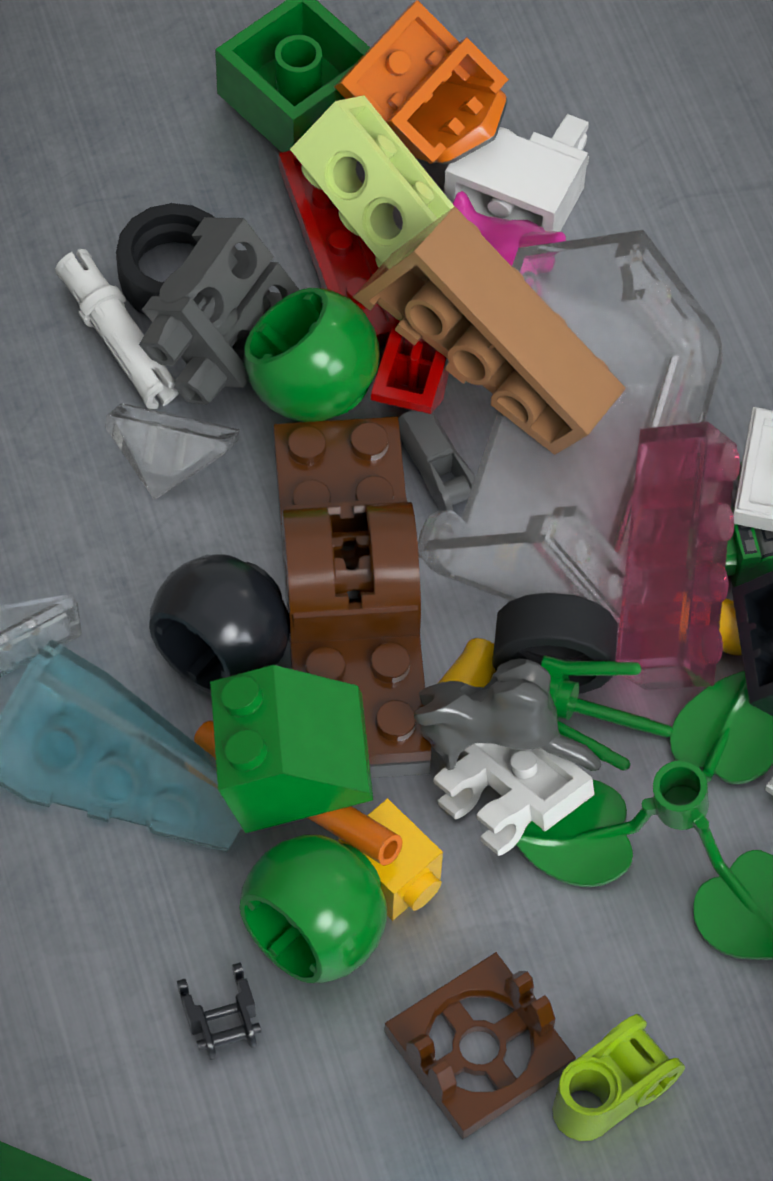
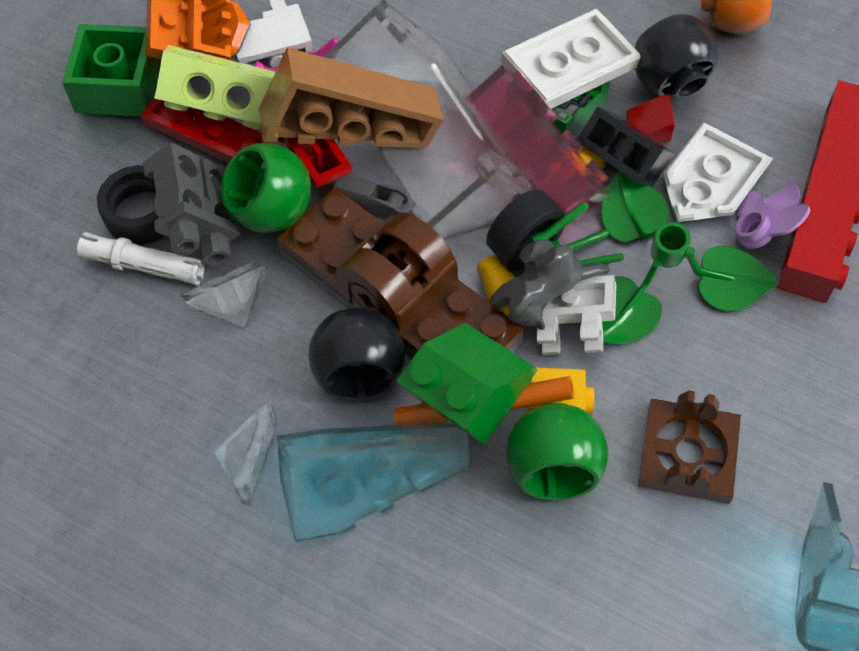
camera: 40 degrees left, 0 degrees up
(198, 1018) = (549, 563): black piece -> none
(622, 1071) = (768, 402): lime piece -> none

